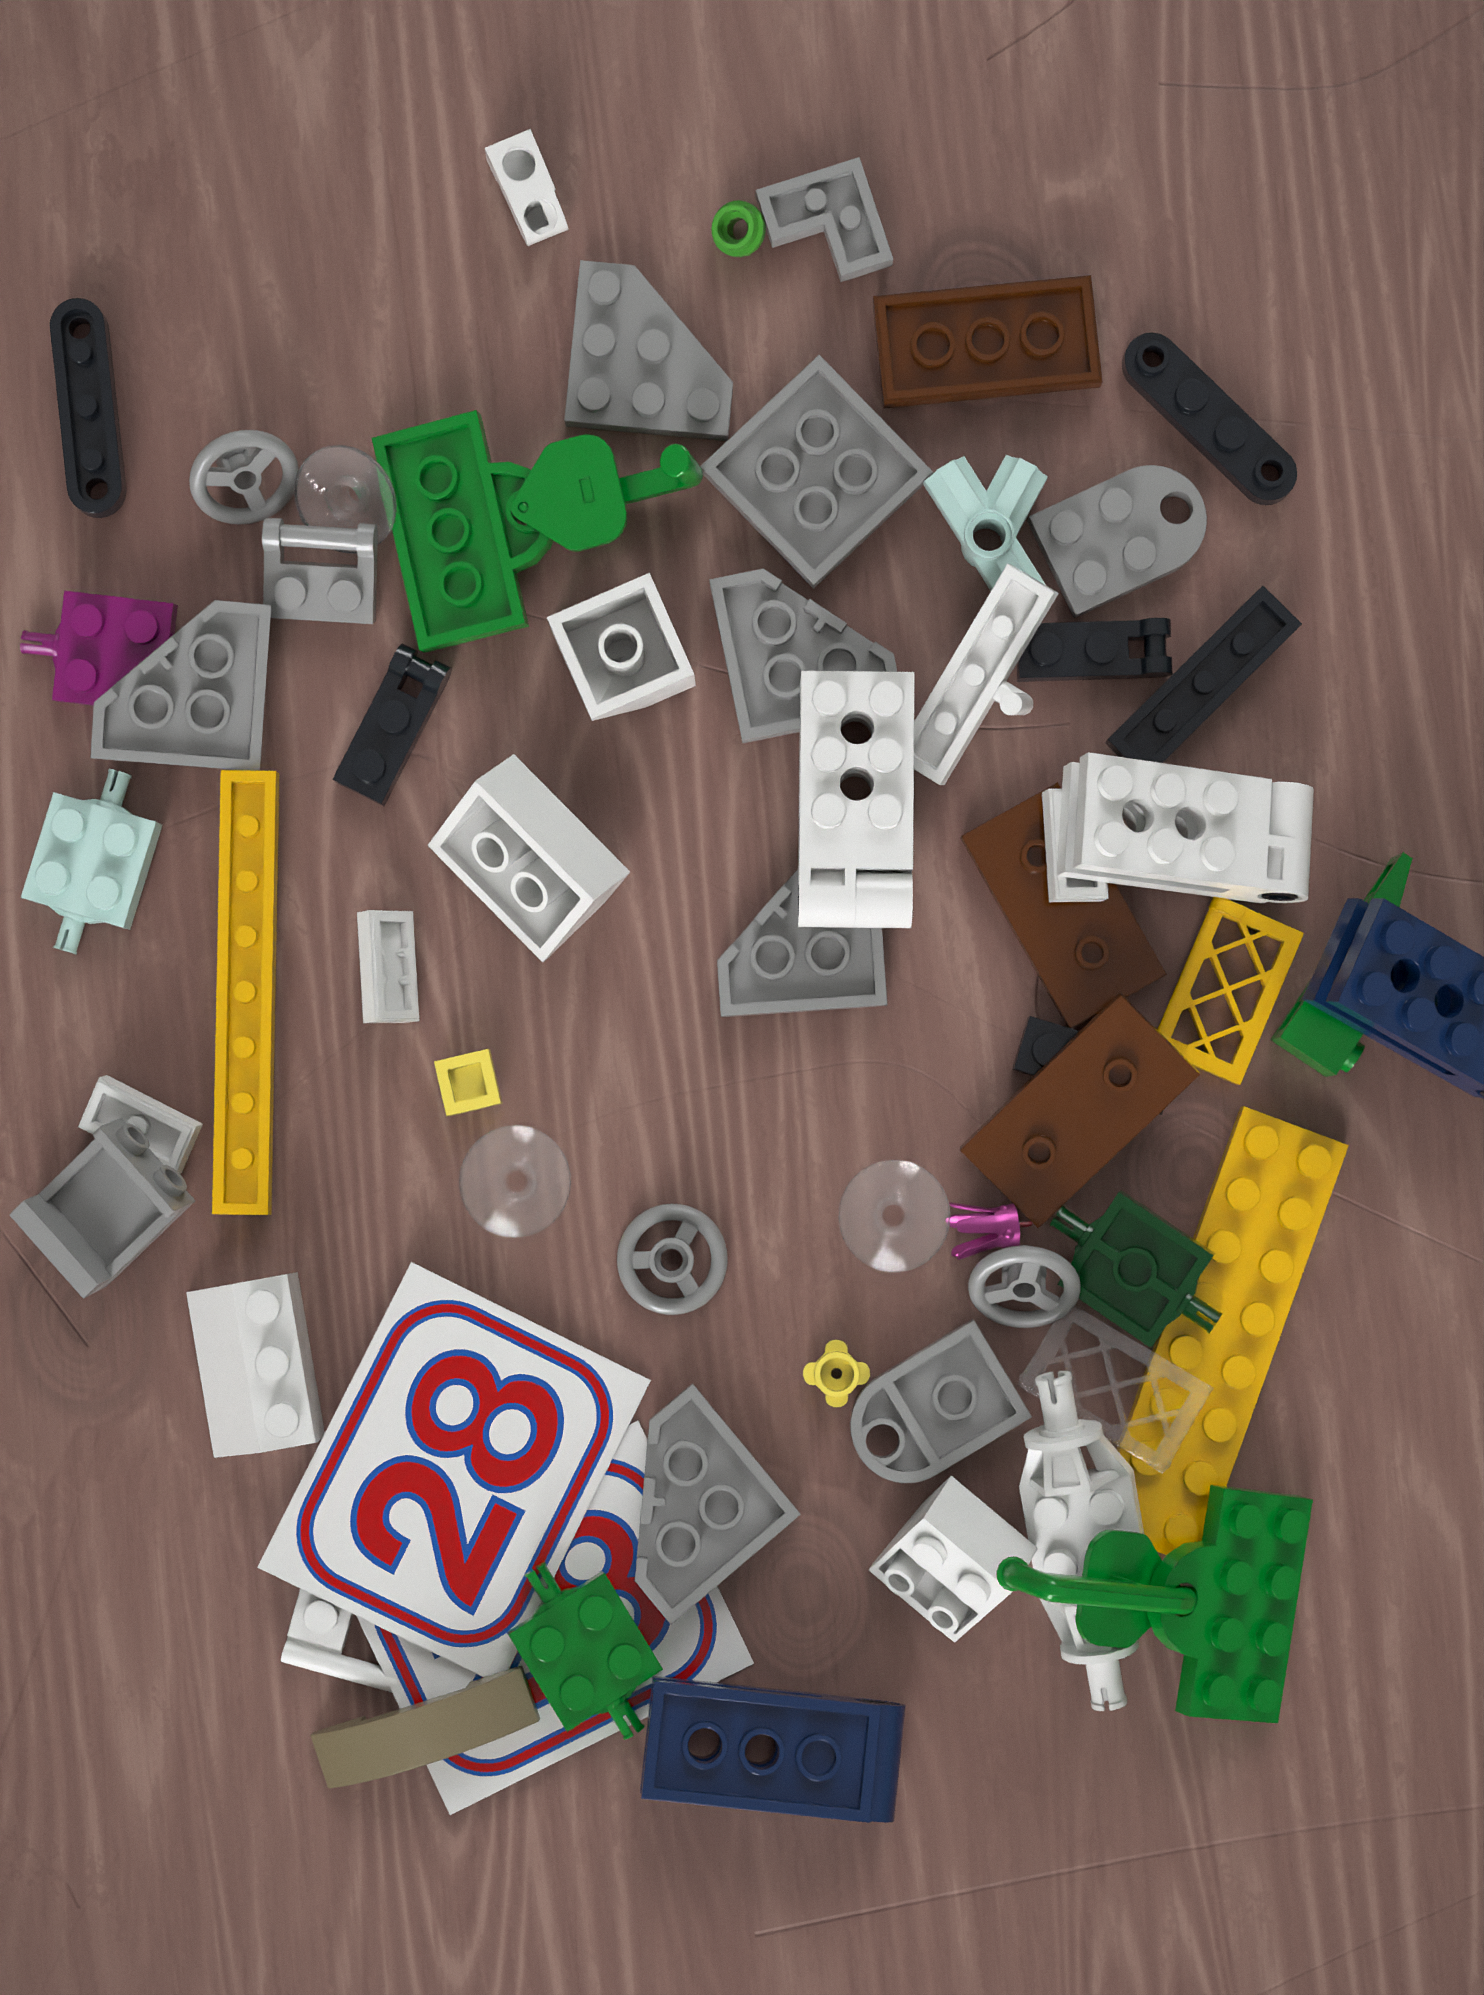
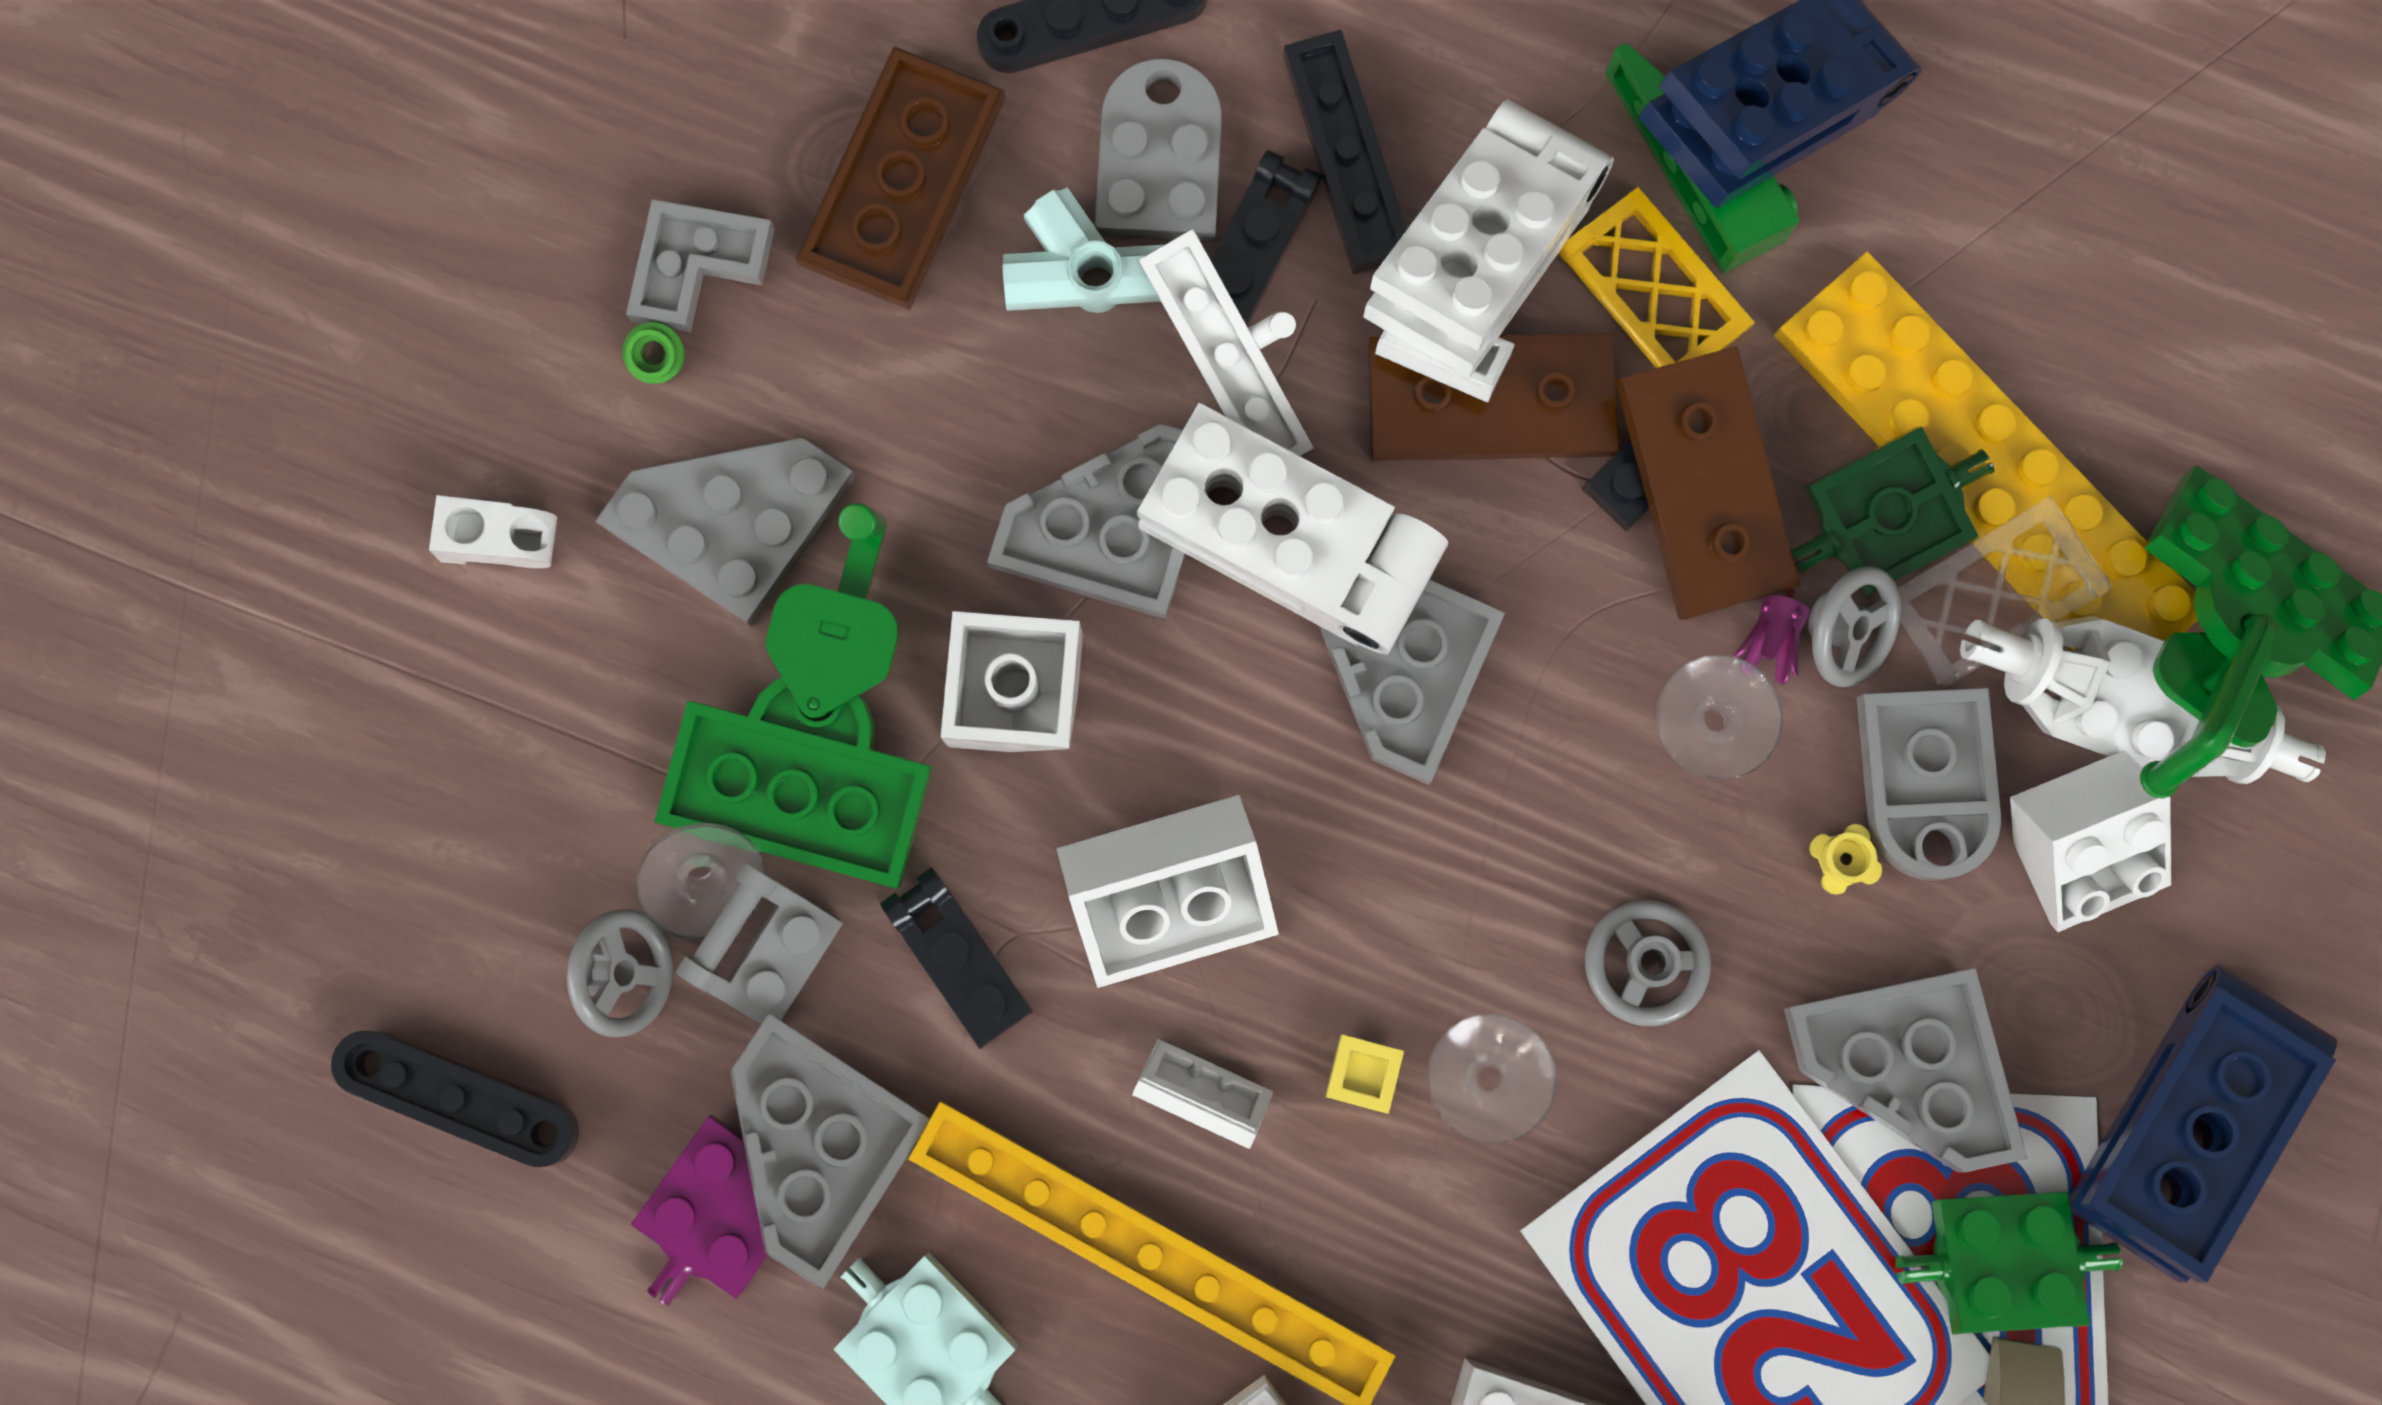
camera: 65 degrees left, 5 degrees down
(816, 471) = (936, 404): light grey plate -> none

